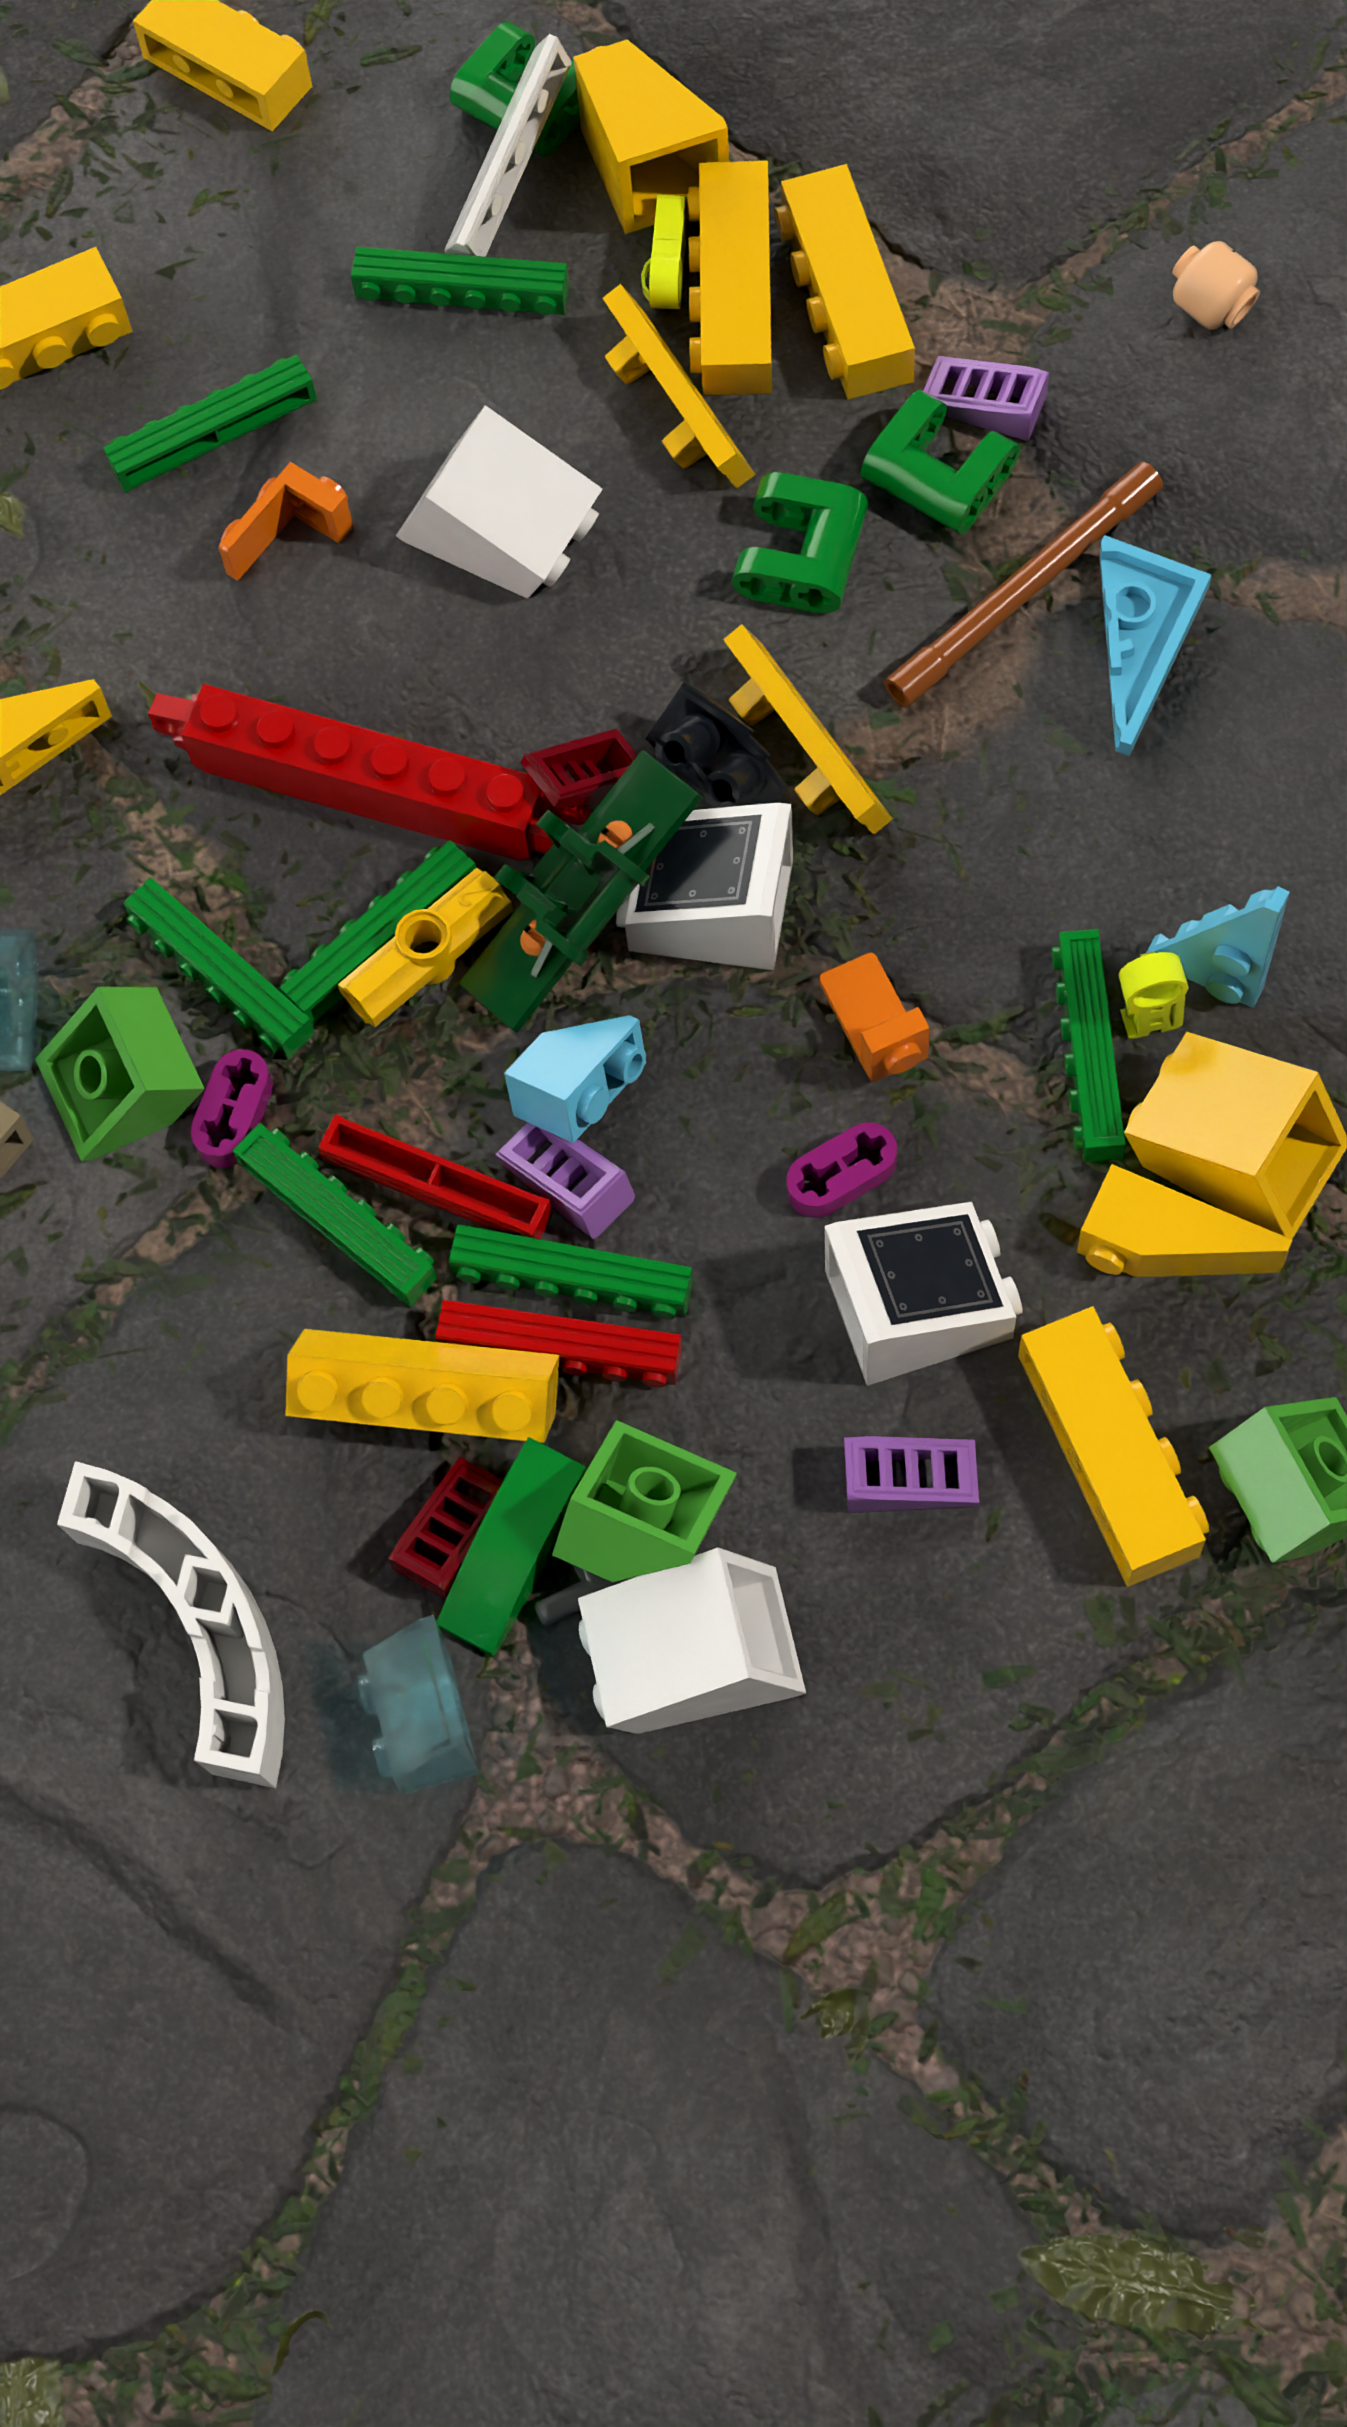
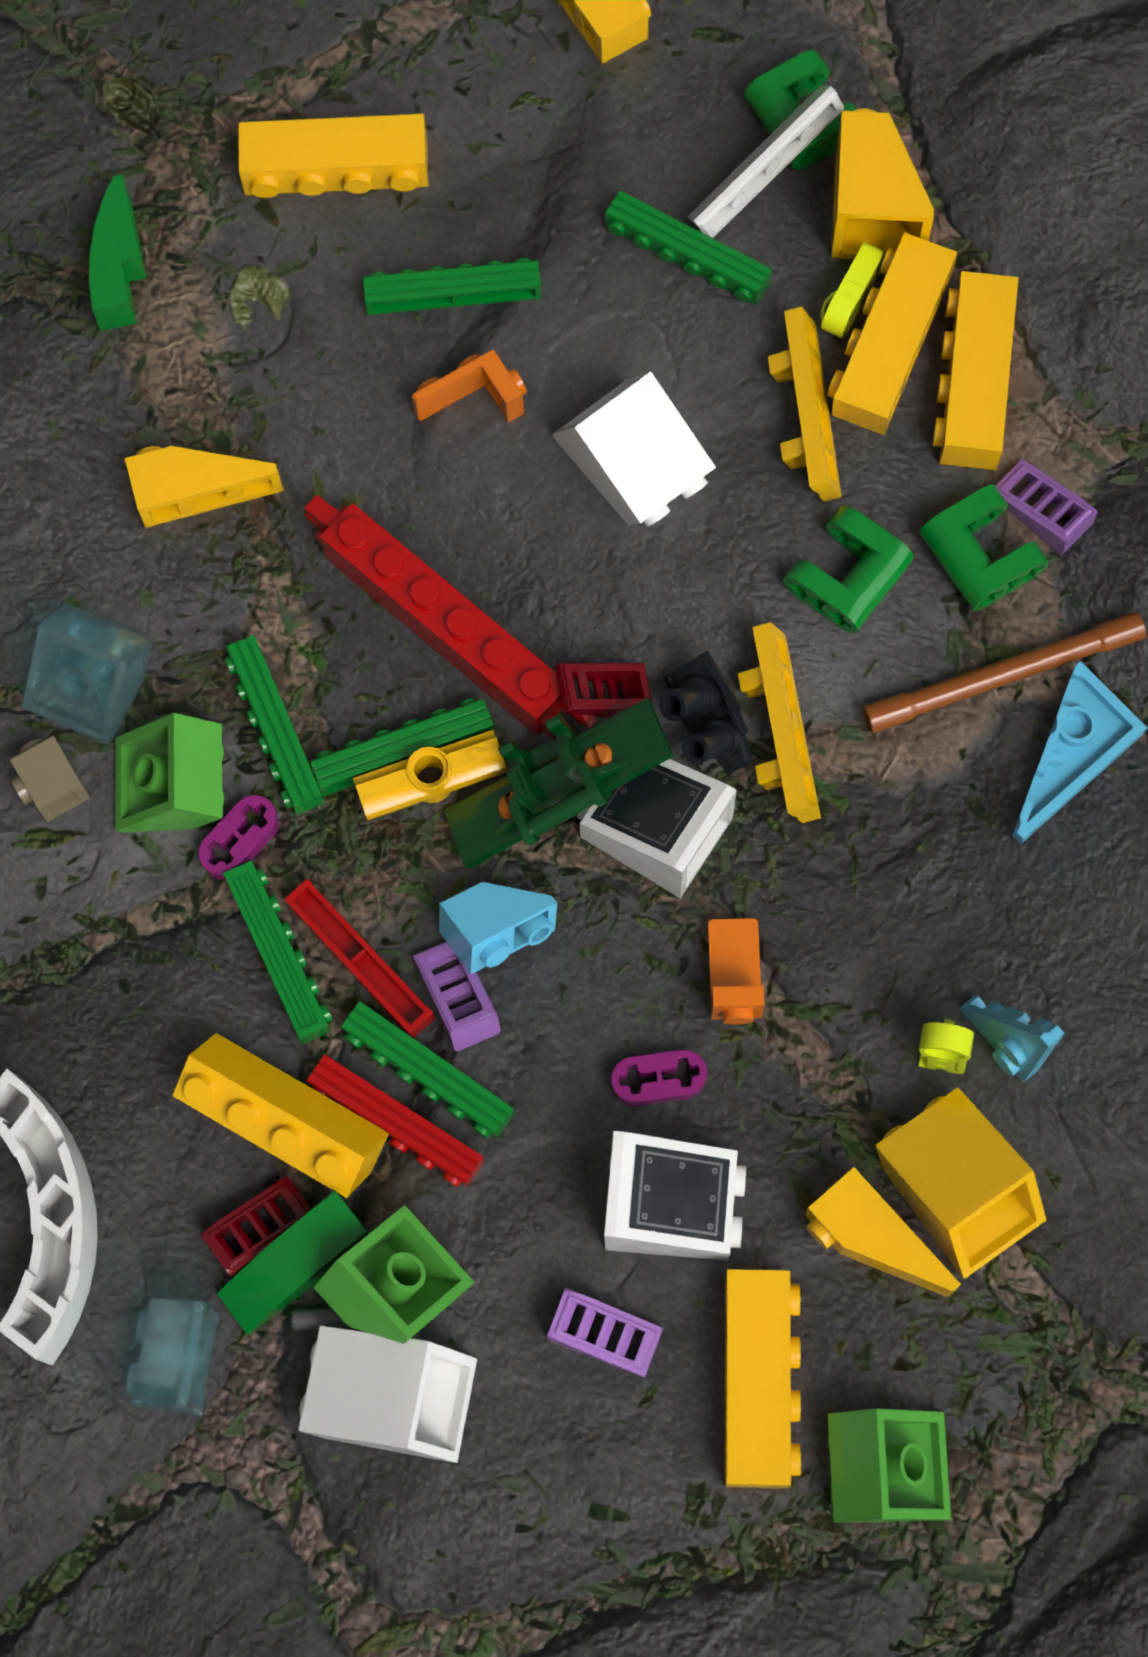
camera: 20 degrees right, 5 degrees up
(1090, 1045) = (886, 1061): green piece -> none

